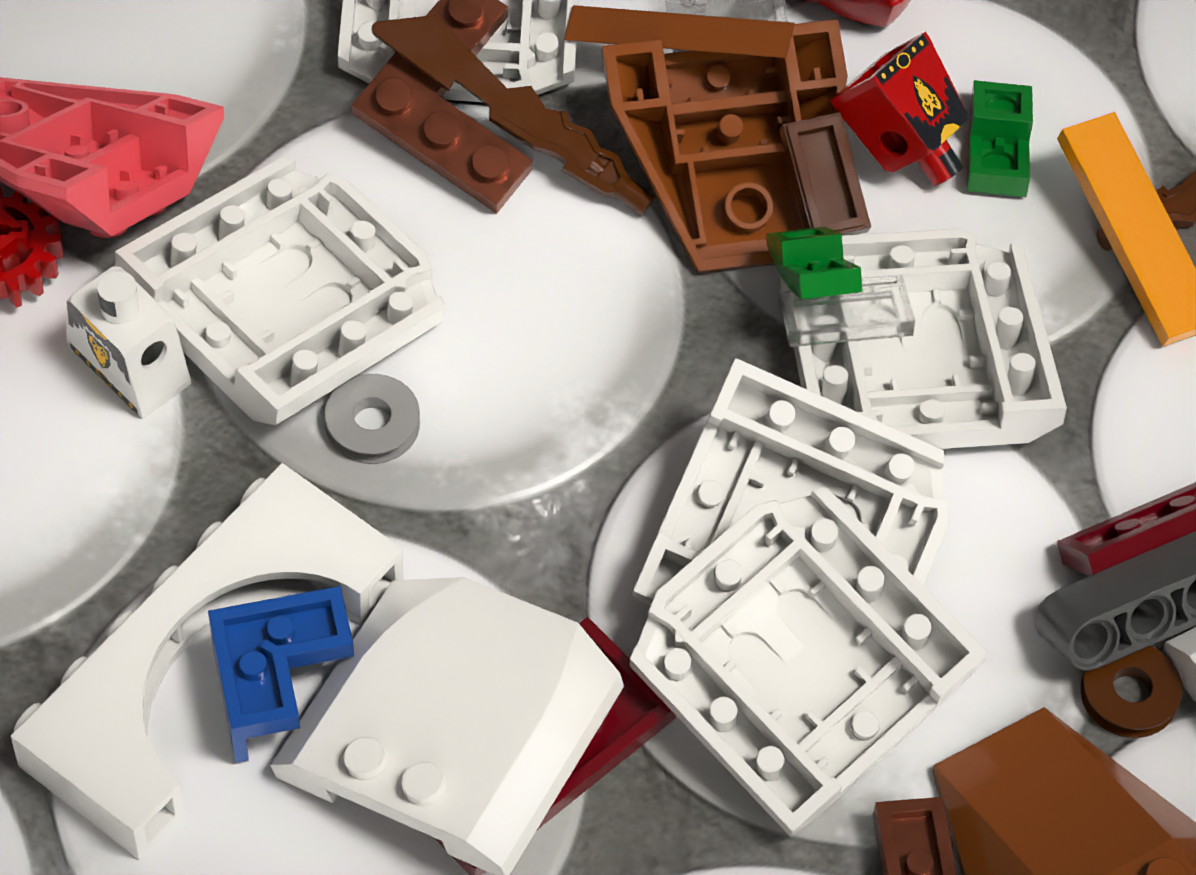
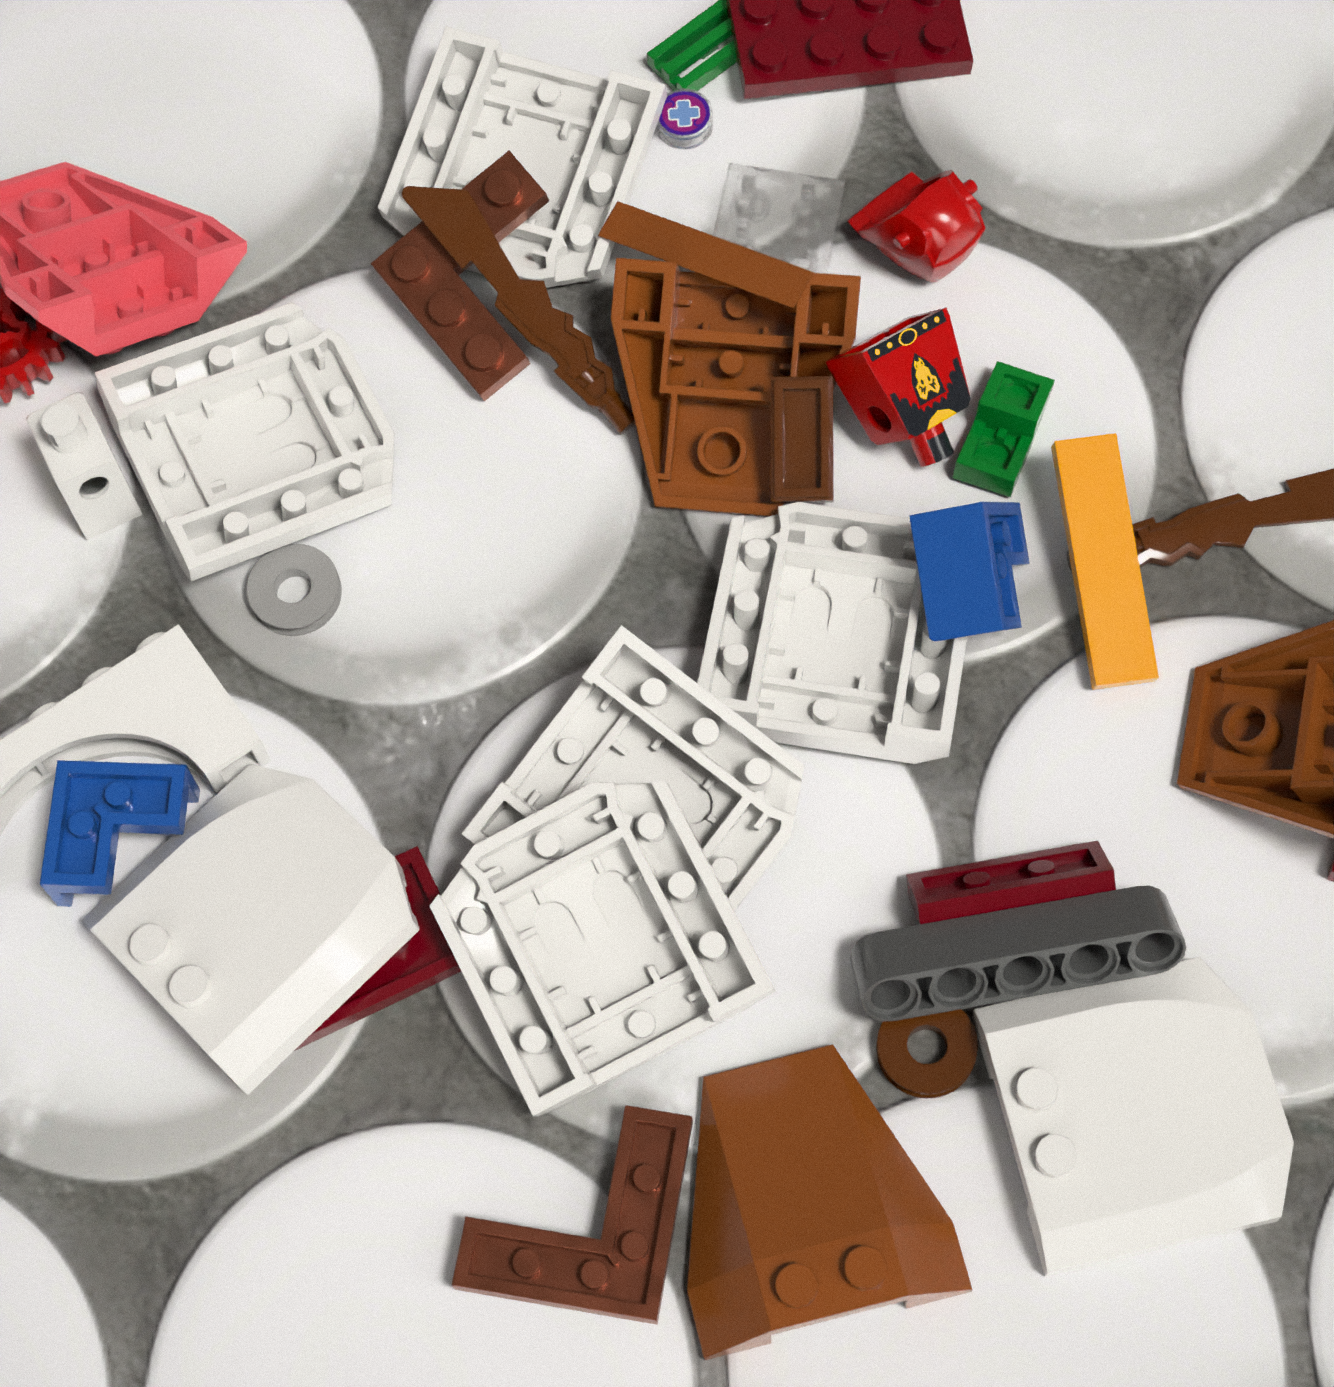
camera: 25 degrees right, 10 degrees up
(813, 262) = (750, 532): green slope -> none
(875, 313) = (768, 589): clear tile -> none
(1024, 254) = (967, 567): none -> blue panel

